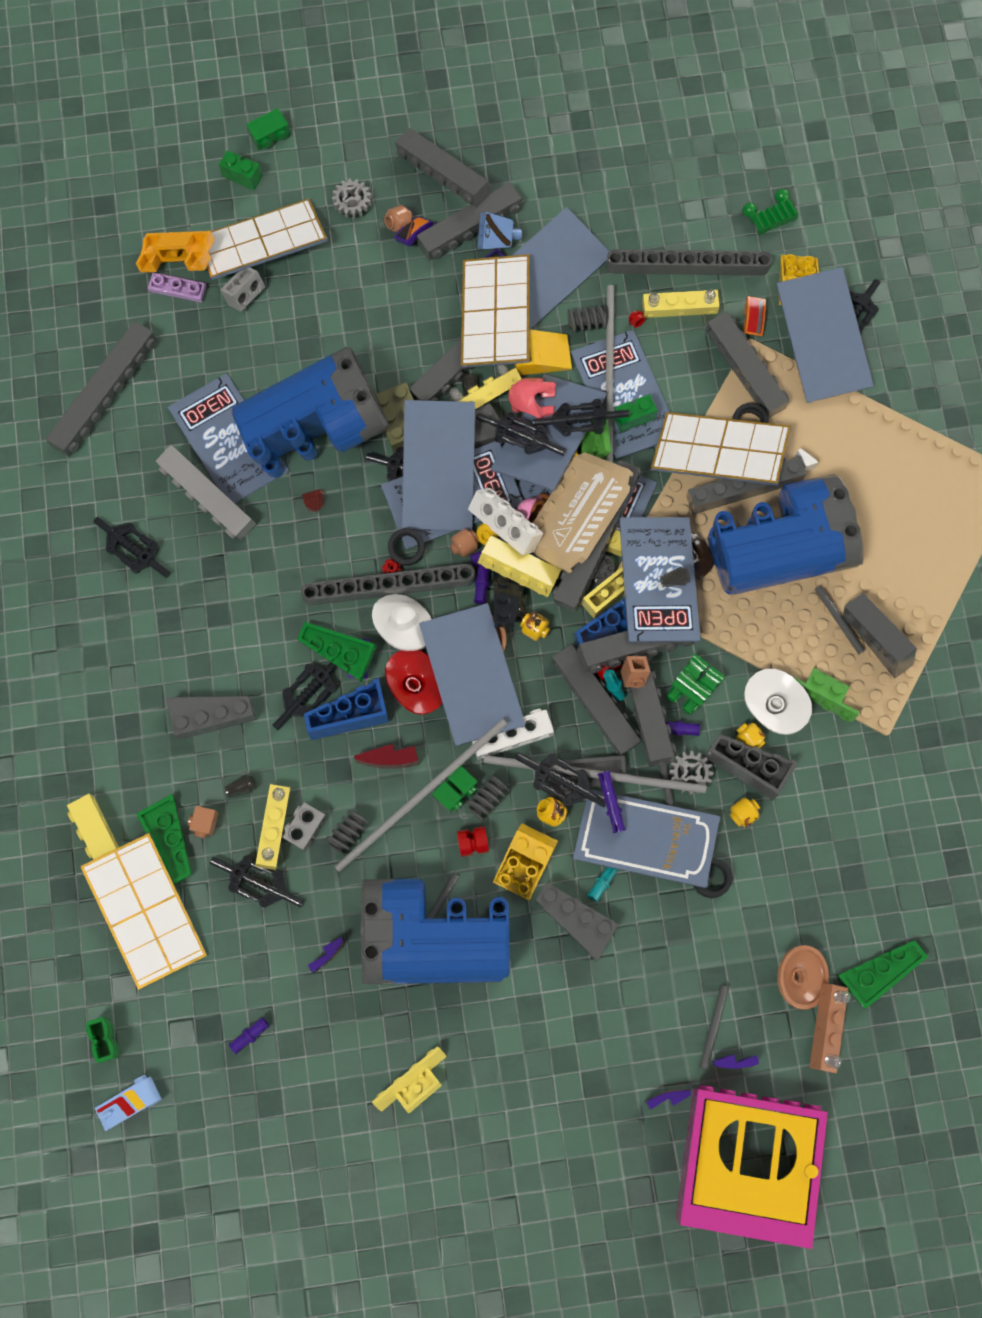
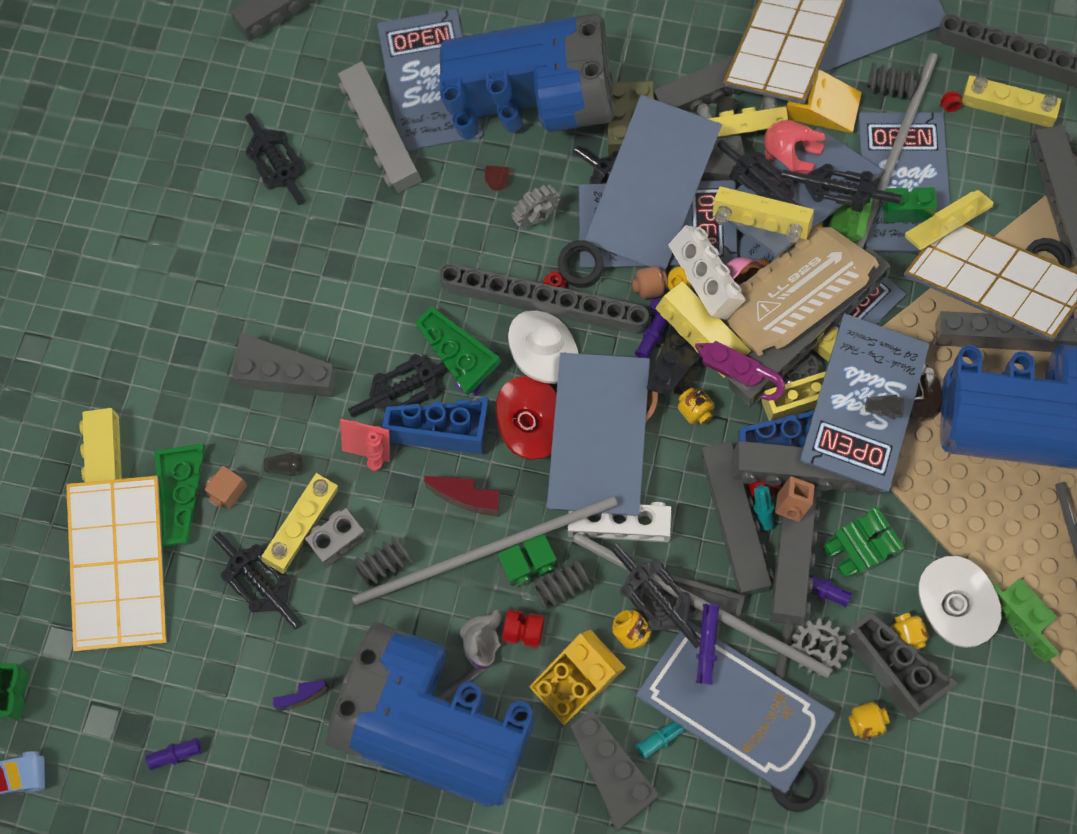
camera: 25 degrees right, 5 degrees down
(298, 745) = (366, 441): none -> coral hinge
(355, 514) = (535, 206): none -> light grey gear
(444, 861) = (481, 639): none -> light grey hair
(531, 461) = (762, 213): none -> light yellow piece
(558, 587) = (739, 367): none -> magenta plate
(668, 414) = (949, 219): none -> light yellow bracket

